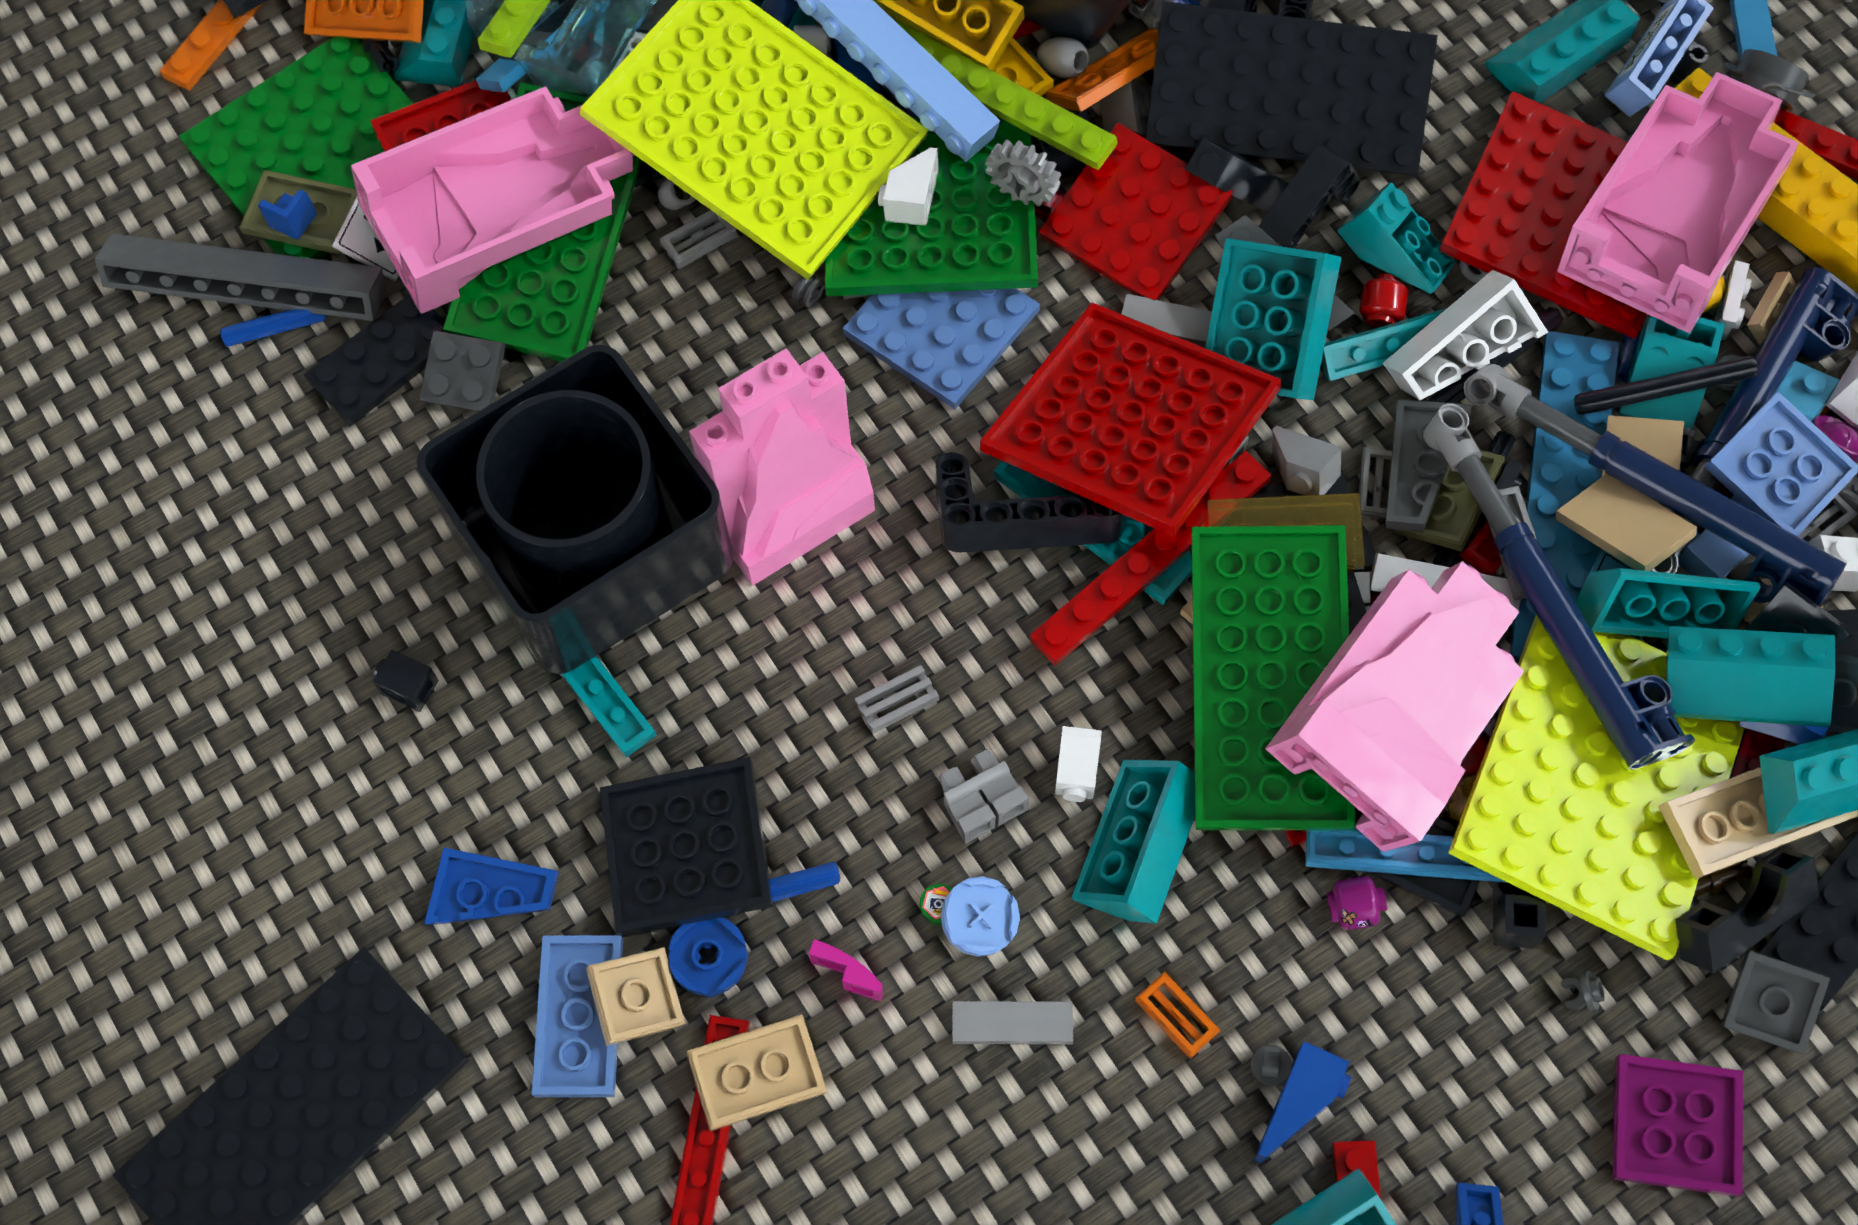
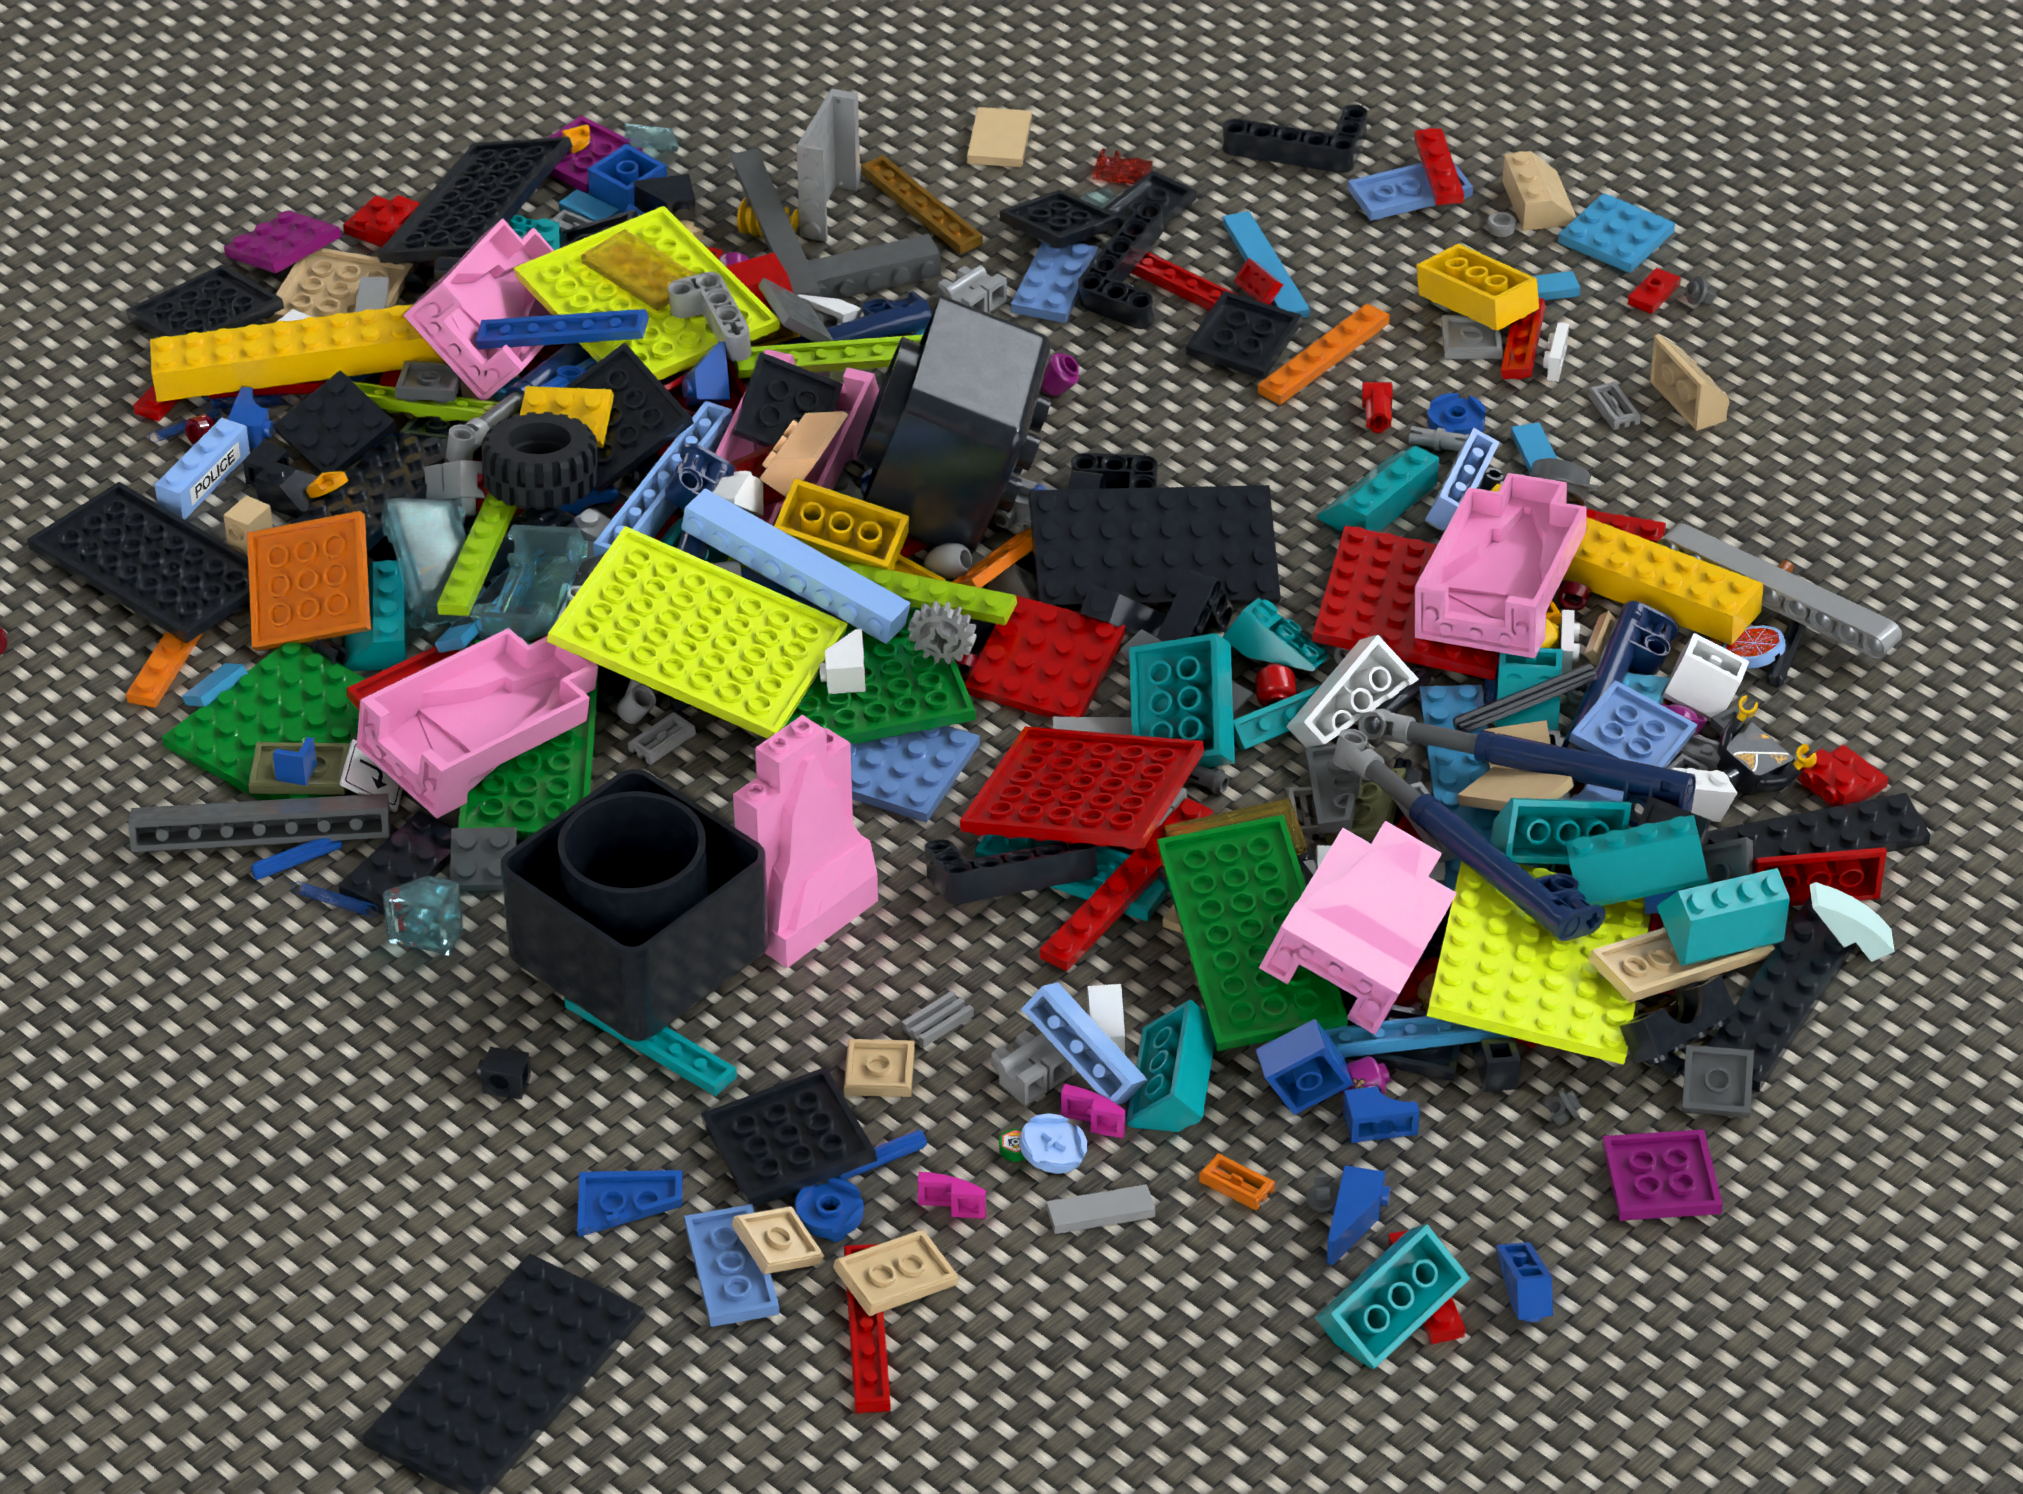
camera: 15 degrees left, 25 degrees down
(251, 76) = (215, 683): none -> dark azure tile
(317, 405) = (355, 907): none -> blue piece
(374, 444) = (424, 914): none -> clear light blue slope
(815, 755) = (879, 1068): none -> tan tile
(1042, 800) = (1083, 1043): none -> light blue brick
(1044, 887) = (1084, 1105): none -> dark pink slope
(1282, 416) = (1216, 781): none -> dark grey pin
(1288, 886) = (1304, 1067): none -> blue brick
(1305, 462) = (1236, 793): light grey slope -> none
(1355, 959) = (1376, 1116): none -> blue arch
(1761, 231) = (1574, 590): none -> dark red tile

